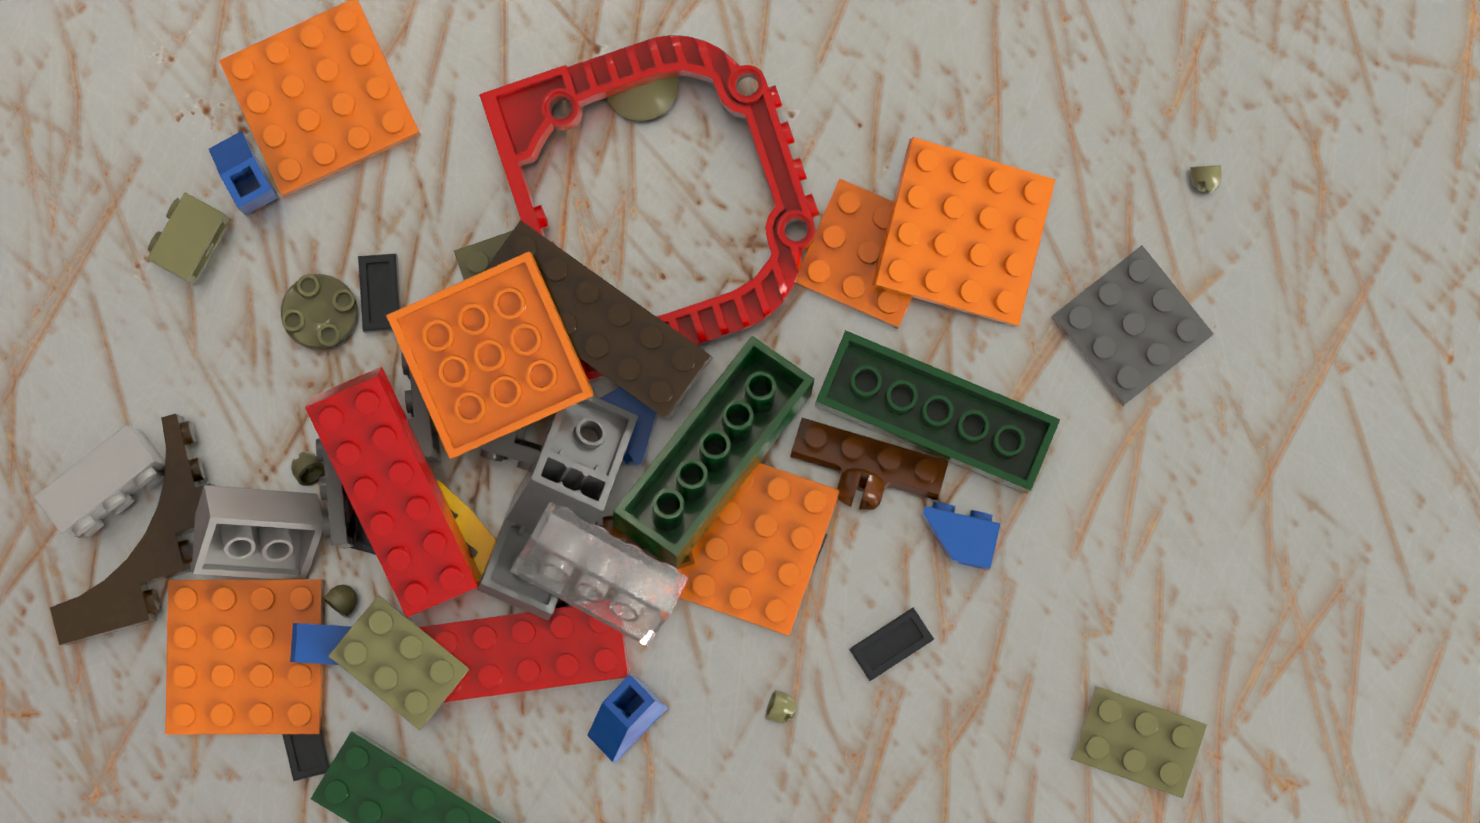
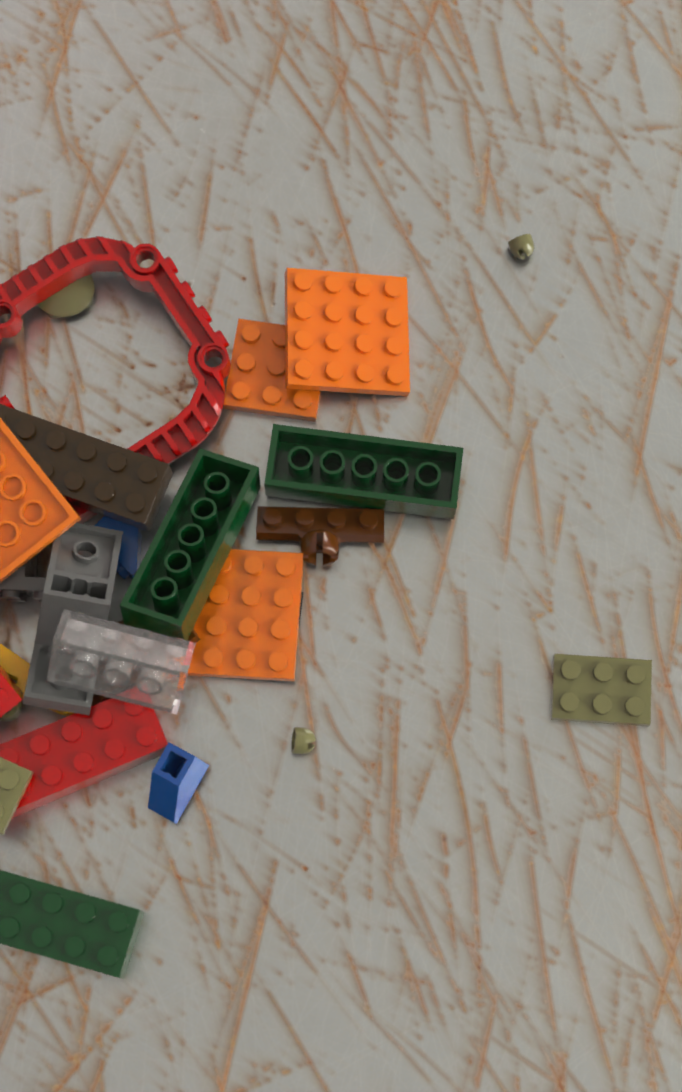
camera: 20 degrees left, 10 degrees down
(891, 644) = (378, 666): black tile -> none
(963, 538) = (411, 564): blue slope -> none
(1132, 325) = (498, 370): dark grey plate -> none

